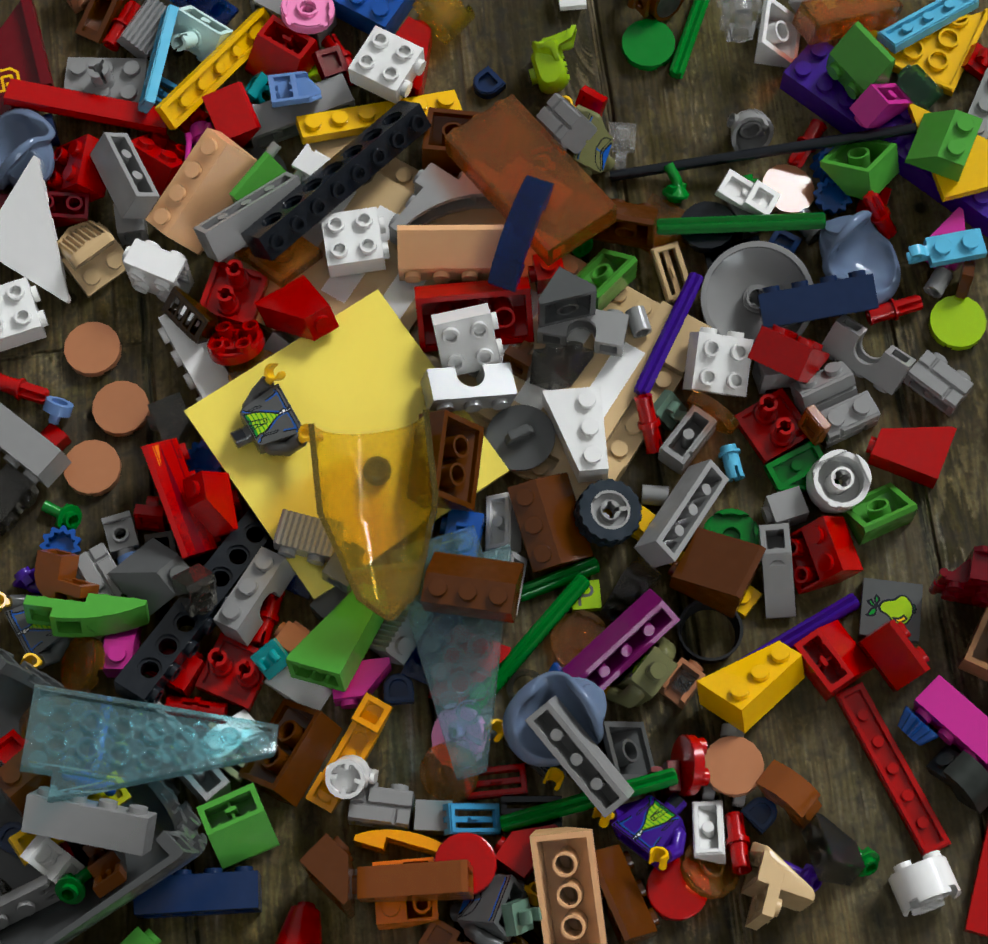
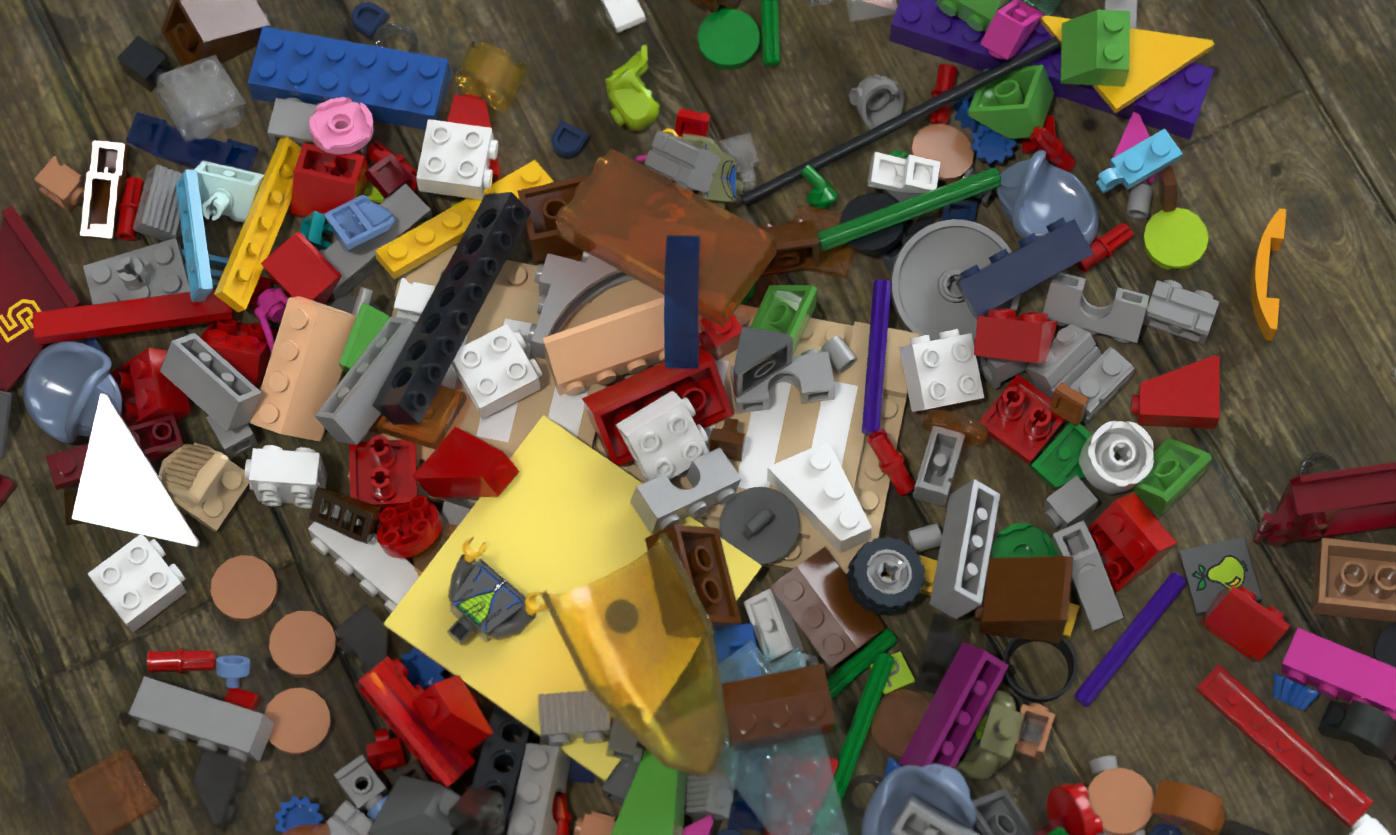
camera: 20 degrees left, 0 degrees up
(69, 515) = (288, 785): green plate -> none
(559, 365) = (773, 432): clear smoke slope -> none
(669, 298) = (840, 291): tan tile -> none
(669, 410) = (907, 439): sand green tile -> none
(731, 462) = (993, 473): medium azure pin -> none
(751, 685) = (1106, 708): yellow wedge -> none
(832, 659) = (1178, 651): red slope -> none

